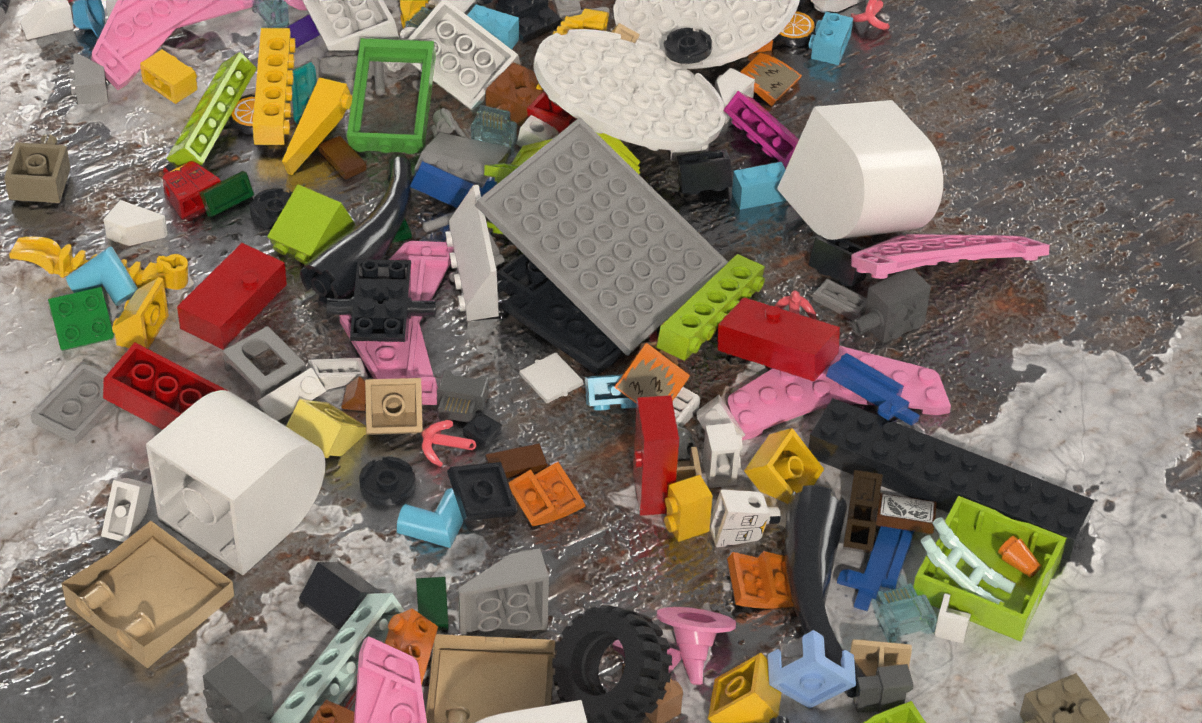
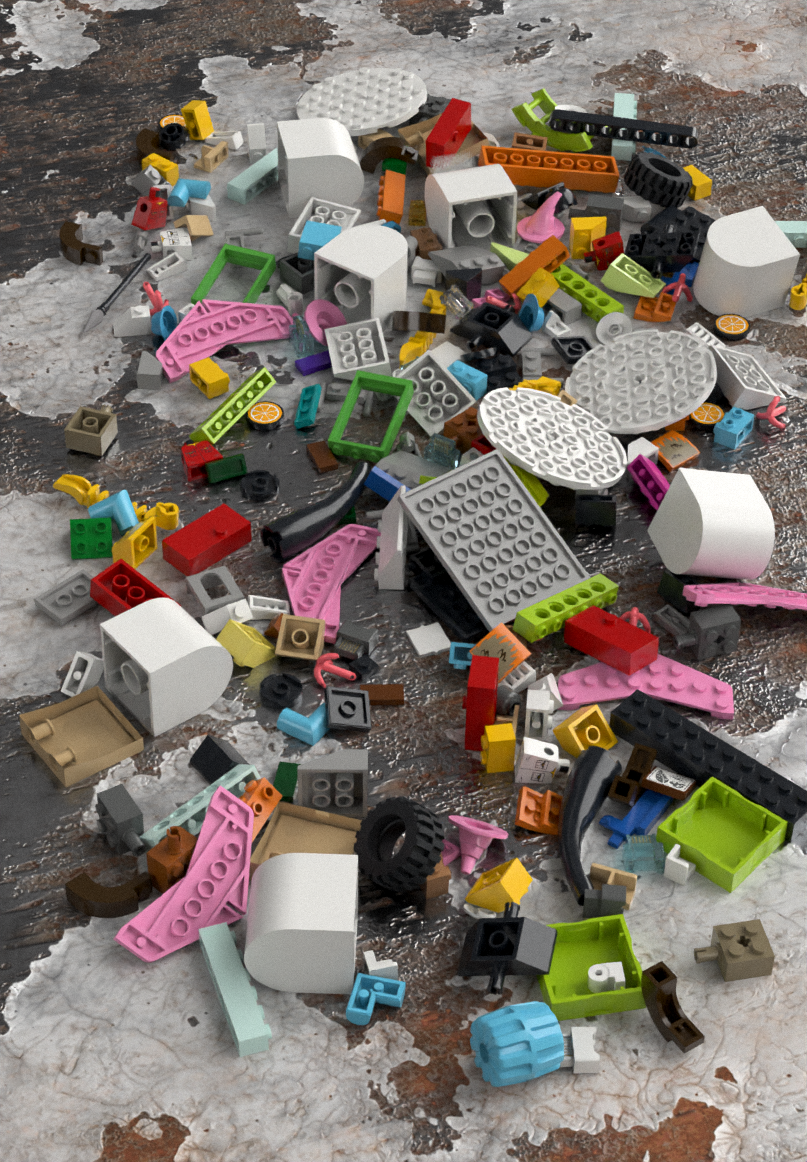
camera: 15 degrees right, 5 degrees down
(134, 224) = (150, 479): white slope -> none
(273, 86) = (284, 396): yellow brick -> none
(309, 224) = (278, 497): lime slope -> none
(320, 116) = (311, 422): yellow wedge -> none
(381, 302) = (313, 562): black slope -> none
(546, 495) = (396, 722): orange slope -> none
(687, 46) = (611, 414): black tile -> none
(758, 185) = (633, 527): medium azure brick -> none
(812, 676) = (549, 881): light blue panel -> none
(873, 387) = (673, 687): blue piece -> none
(959, 550) = (699, 815): light aqua piece -> none
(1019, 556) = (746, 828): orange cone -> none

